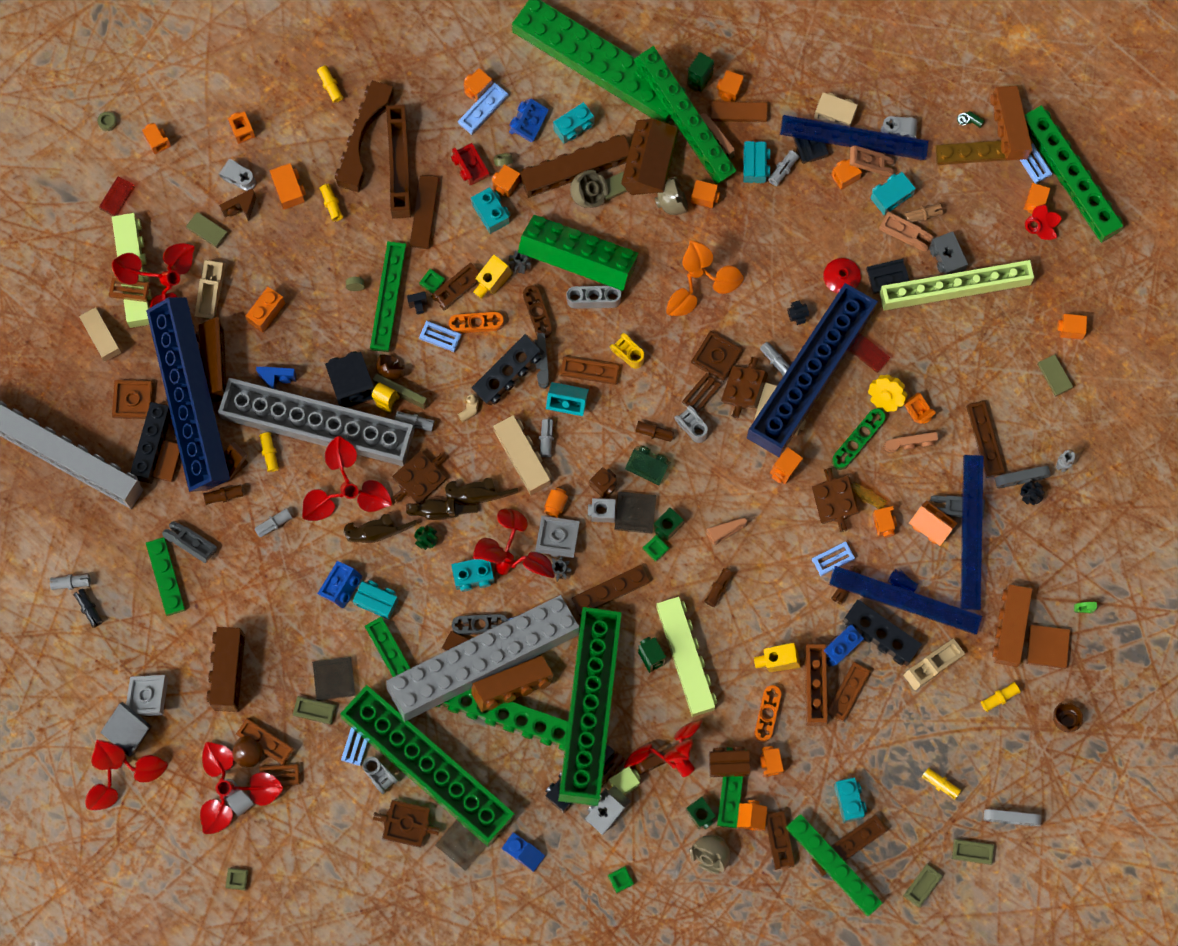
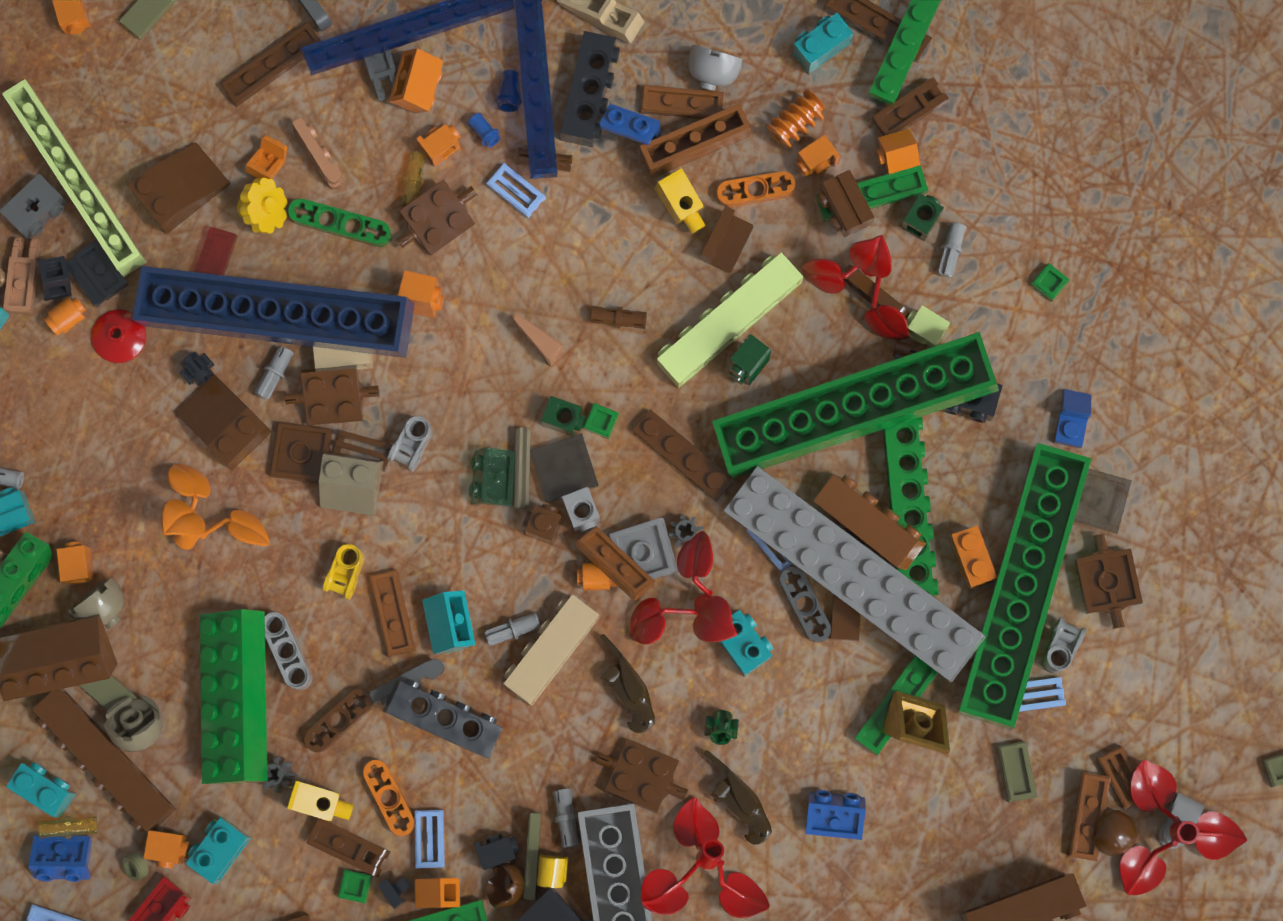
camera: 110 degrees left, 5 degrees up
(334, 678) = (966, 766): clear smoke tile -> none
(371, 657) = (917, 722): none -> pearl gold slope
(375, 599) = (835, 756): teal brick -> none
(404, 325) = (437, 893): none -> orange brick
(413, 371) = (497, 851): none -> black brick
(439, 509) = (674, 727): dark brown animal -> none
(460, 741) = (972, 558): none -> orange brick
(471, 408) = (514, 749): tan arm -> none
(544, 130) = (67, 827): none -> clear yellow pin
(558, 514) = (615, 563): none -> dark orange tile
(616, 804) = (967, 320): brick -> none
(646, 486) = (522, 468): none -> dark tan axle
(654, 431) = (442, 489): reddish brown axle -> none
(670, 823) = (951, 249): none -> light grey axle
(684, 376) = (350, 483): none -> dark tan slope
(712, 853) = (967, 180): dark tan cylinder -> none
(740, 679) = (726, 241): none -> reddish brown panel
(756, 315) = (223, 422): none -> reddish brown slope
(802, 759) = (796, 118): none -> orange piece
(862, 719) = (713, 67): none -> light grey cylinder
(868, 247) = (65, 315): none -> orange brick
(882, 554) = (484, 130): none -> blue pin
(894, 248) = (54, 278): none -> black brick
(925, 348) = (178, 186): none -> reddish brown slope

